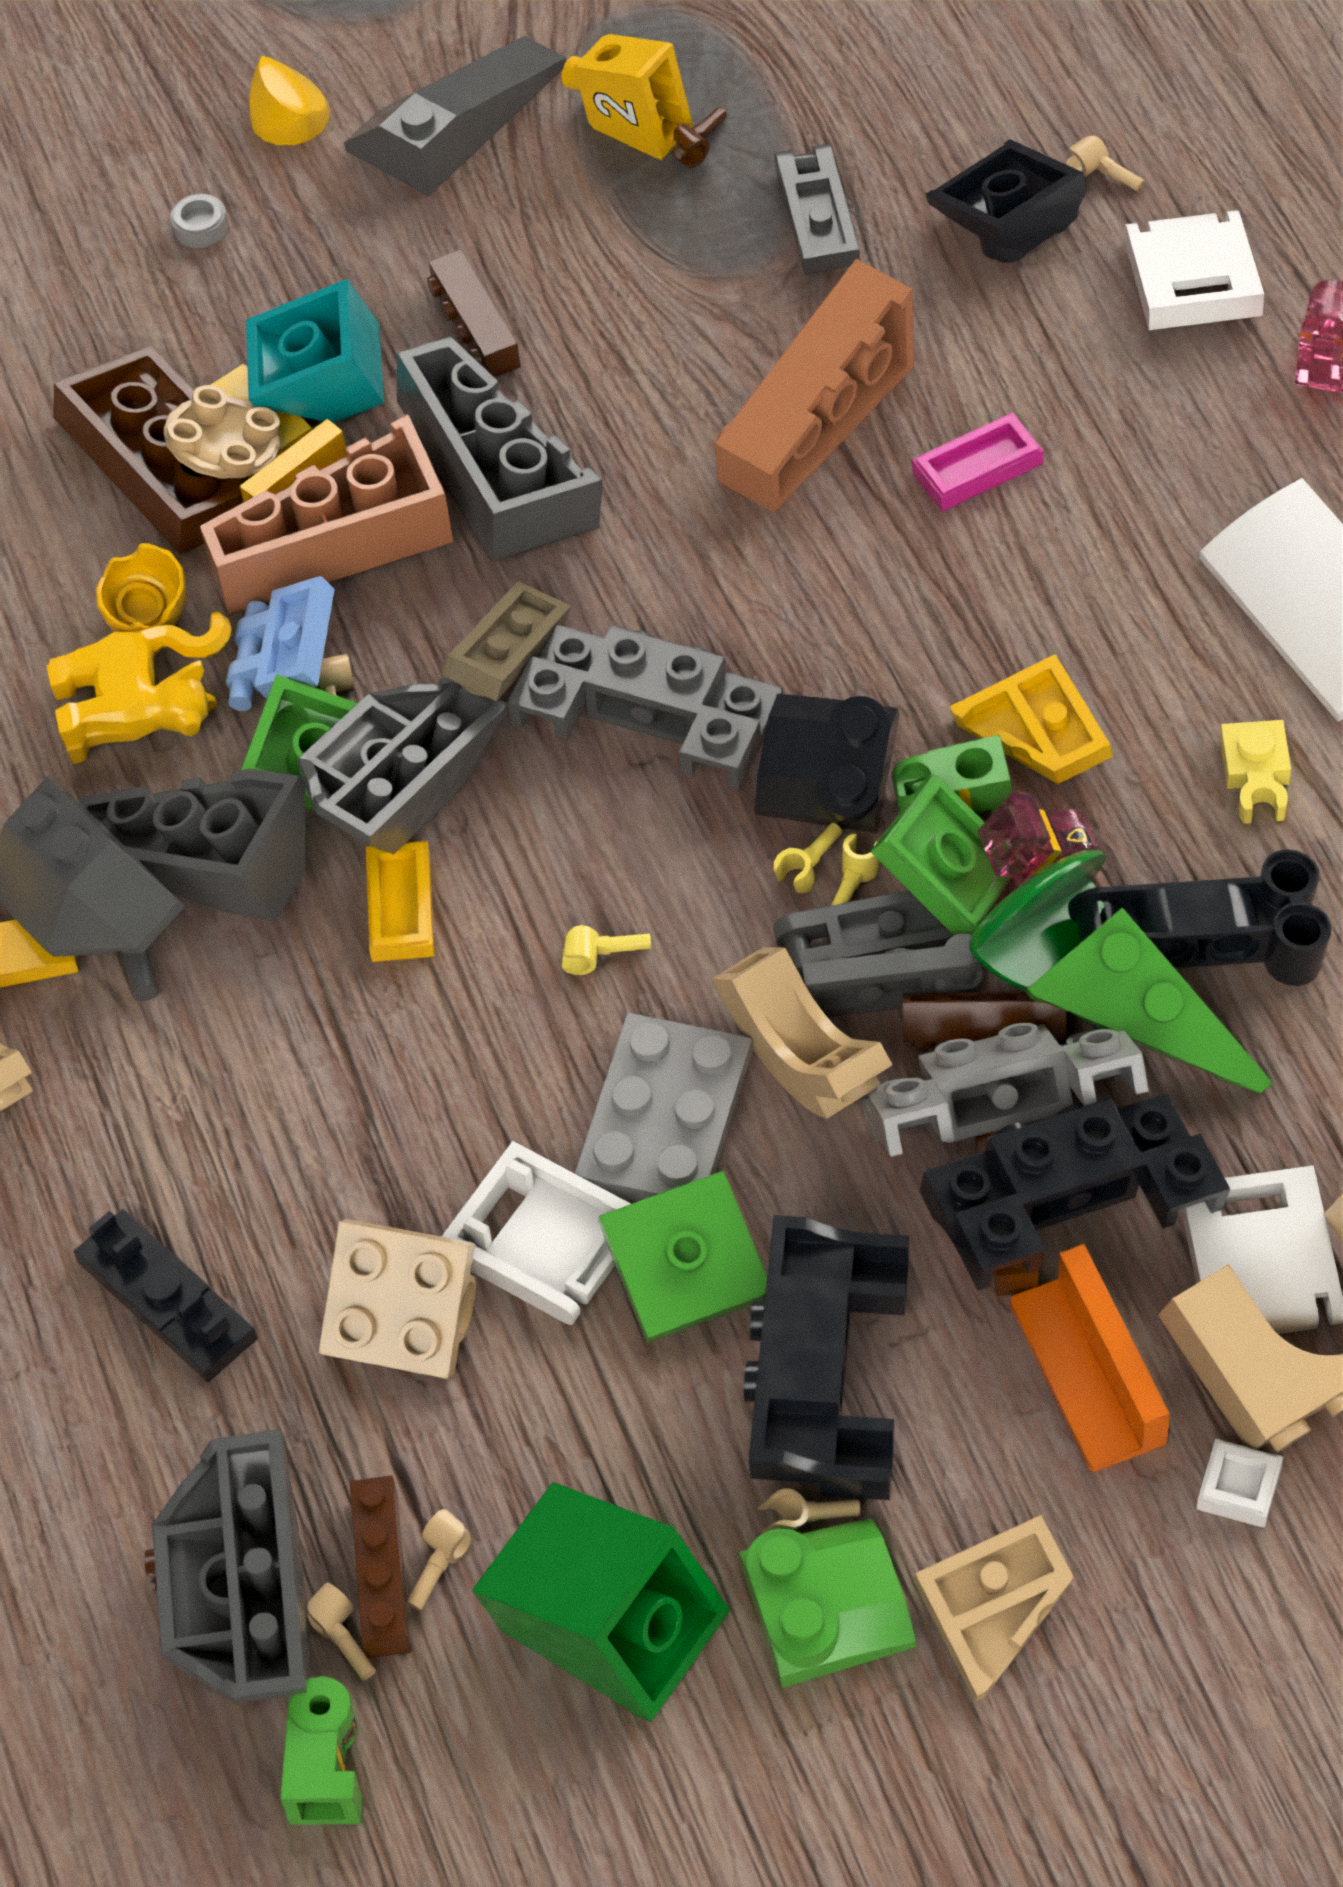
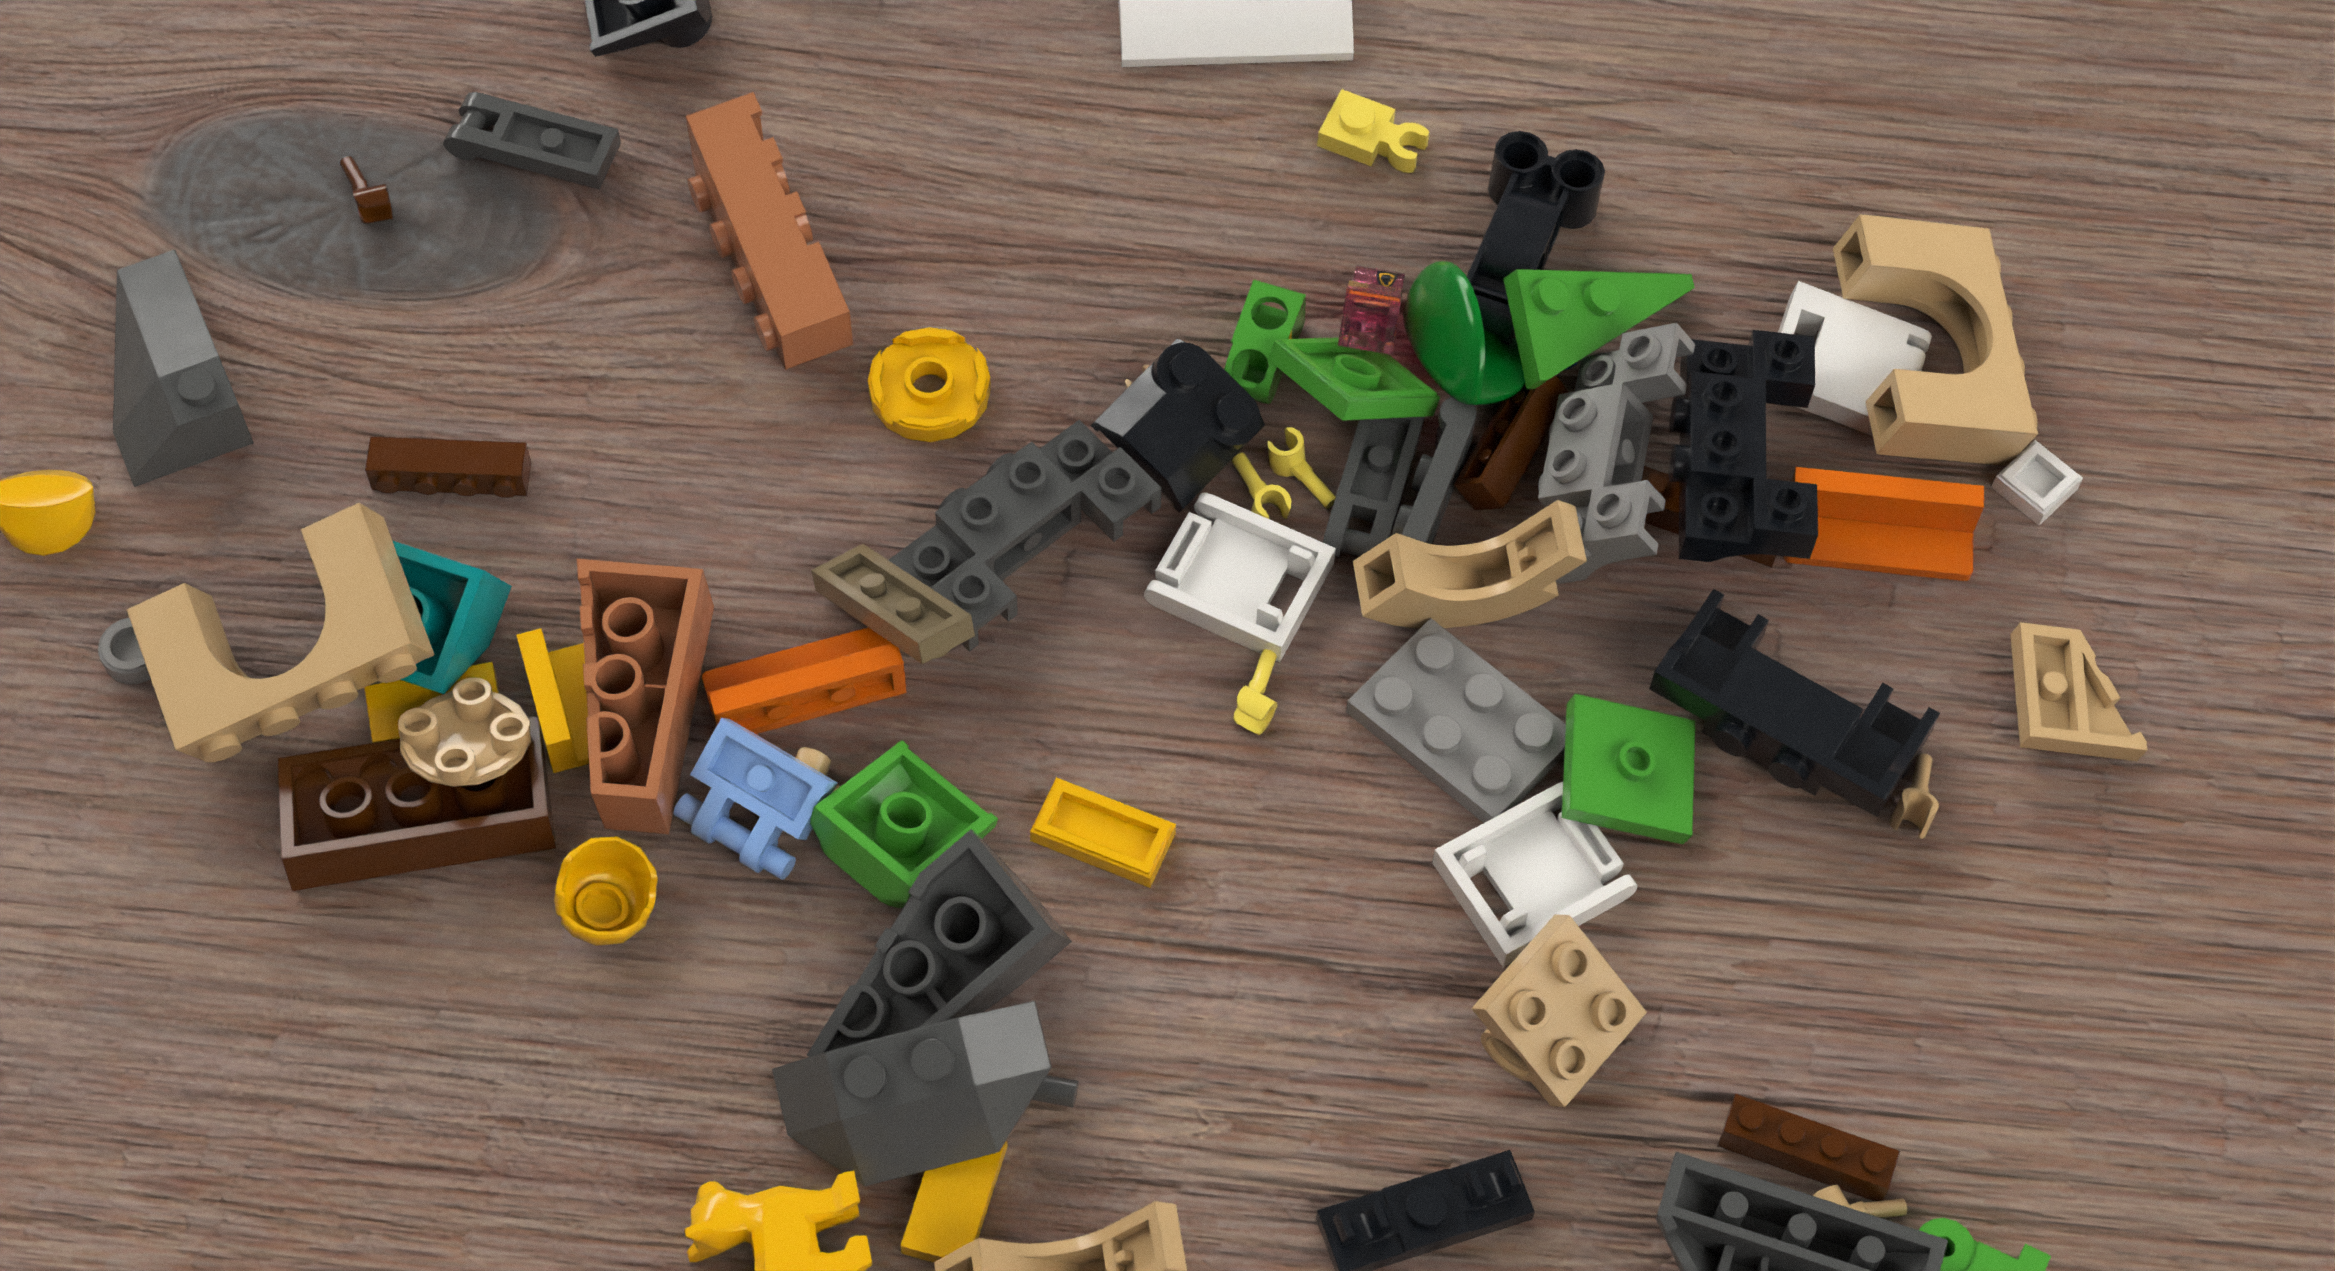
camera: 70 degrees left, 5 degrees up
(125, 688) = (707, 955): yellow animal -> none
(252, 323) = (366, 638): none -> tan arch
(398, 618) = (806, 681): none -> orange panel
(398, 759) = (980, 748): dark grey wedge -> none
(451, 1544) = (1810, 1080): tan hand -> none
(495, 461) = (672, 514): dark grey wedge -> none
(603, 1597) = (1929, 982): green slope -> none
(631, 91) = (284, 210): yellow torso -> none
(711, 876) = (1232, 571): none -> white container
(768, 605) = (933, 414): none -> yellow tile
(826, 1599) = (2002, 819): bright green slope -> none
(977, 461) = (911, 166): dark pink tile -> none
(1038, 721) = (1227, 250): yellow wing -> none

